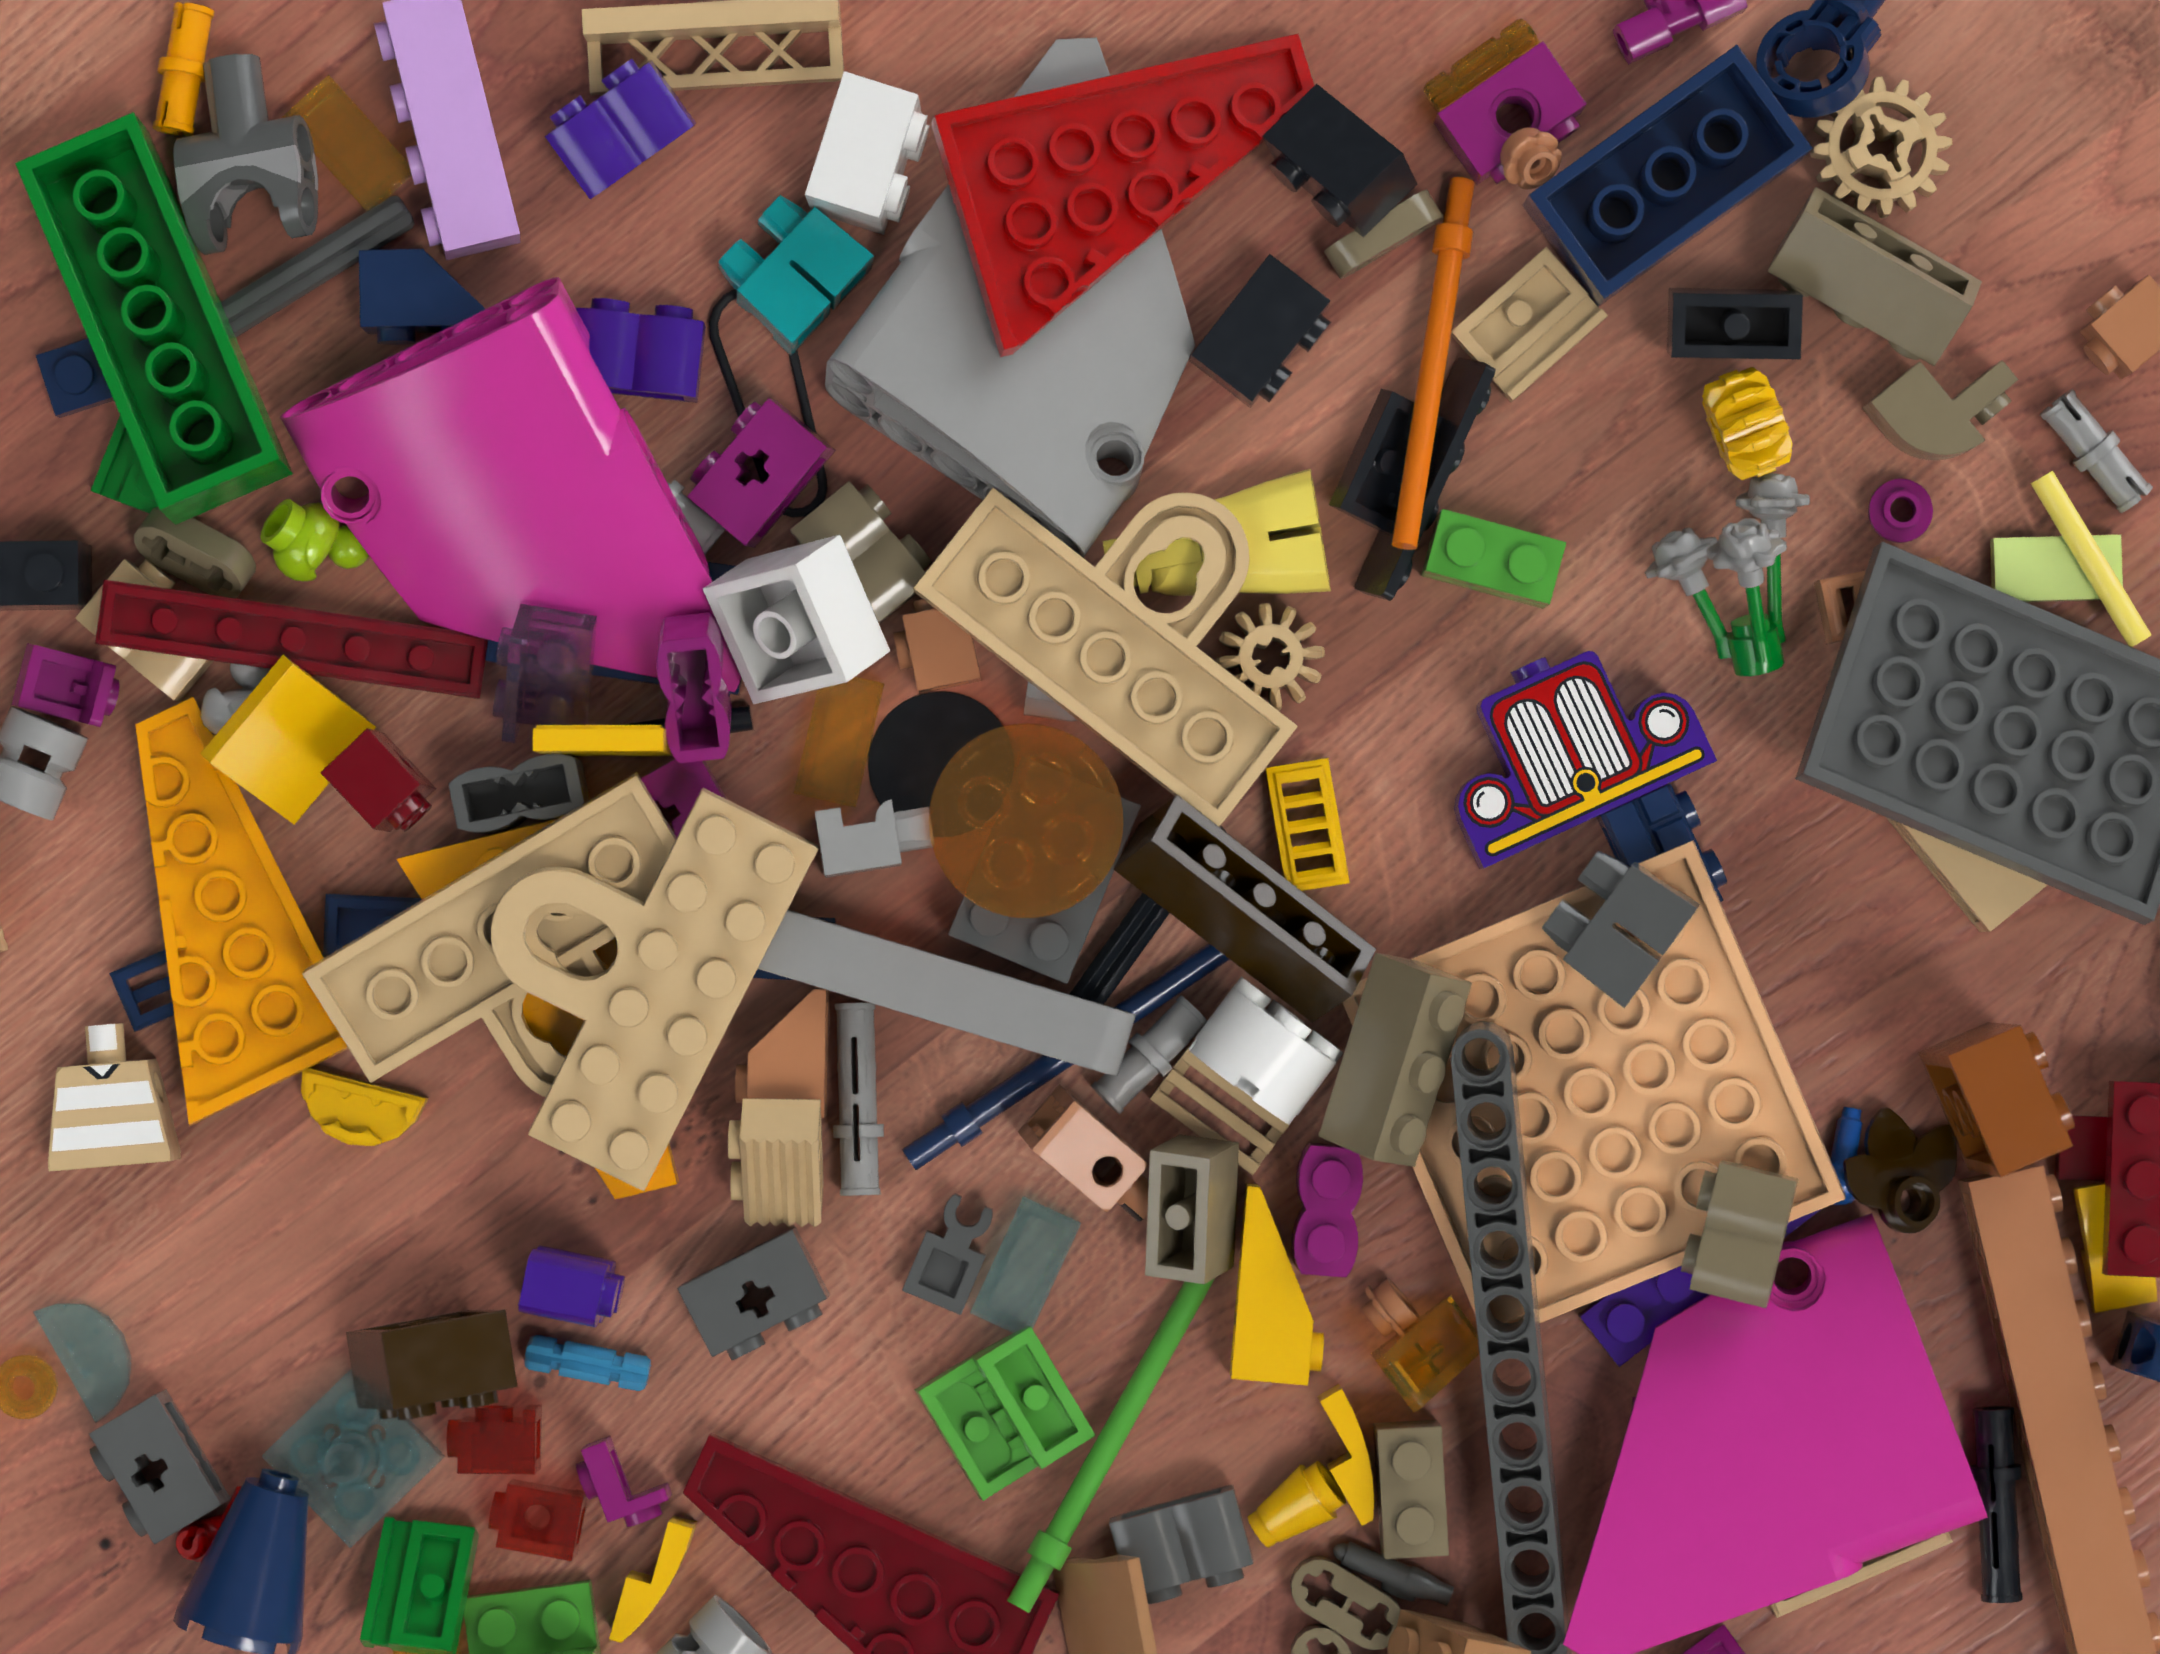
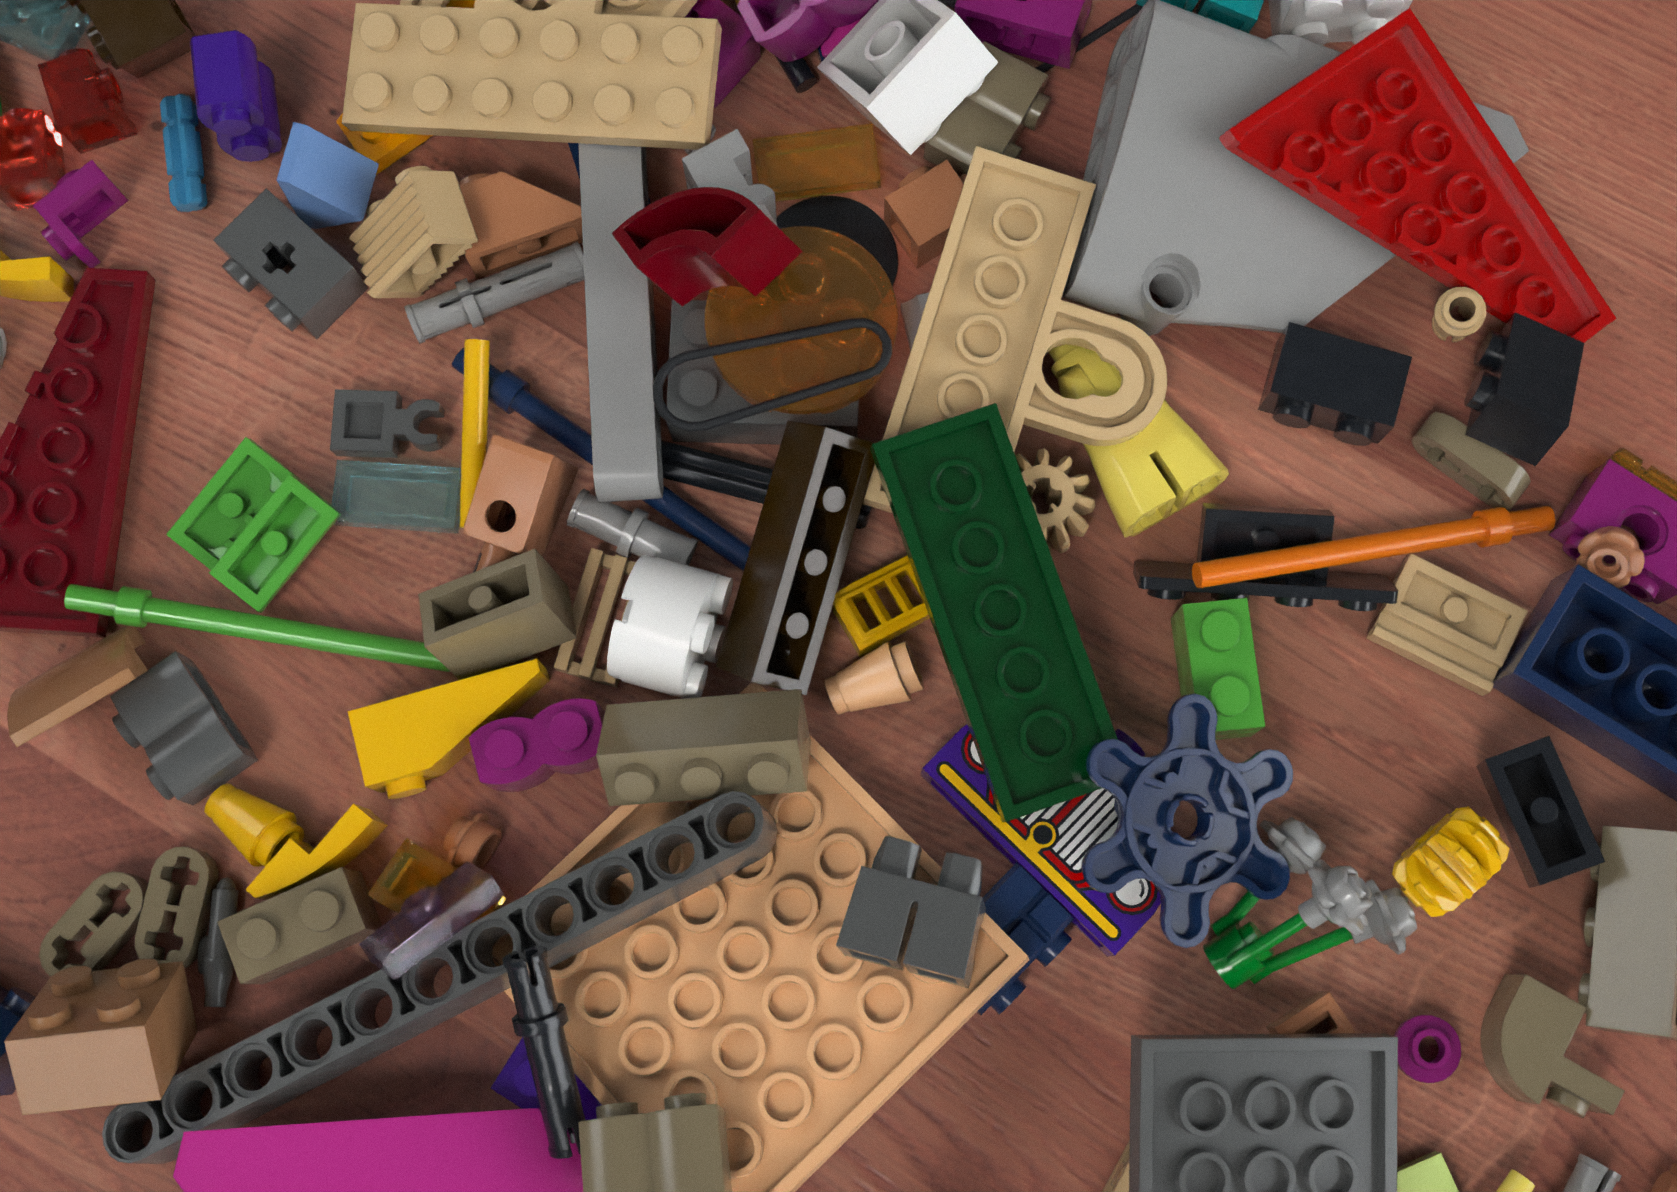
camera: 70 degrees right, 10 degrees down
(696, 1220) = (325, 178): none -> medium blue slope
(926, 887) = (705, 242): none -> dark red brick
(996, 1171) = (473, 419): none -> yellow bar
(1102, 869) = (763, 341): none -> black piece
(1257, 185) = (1470, 307): none -> tan pin
(1374, 745) = (996, 608): none -> dark green plate
(1379, 877) = (876, 680): none -> light nougat cone
(1458, 1362) = (431, 919): none -> plate
(1592, 1294) = (541, 1026): none -> black pin
(1658, 625) = (1226, 834): none -> dark blue plate

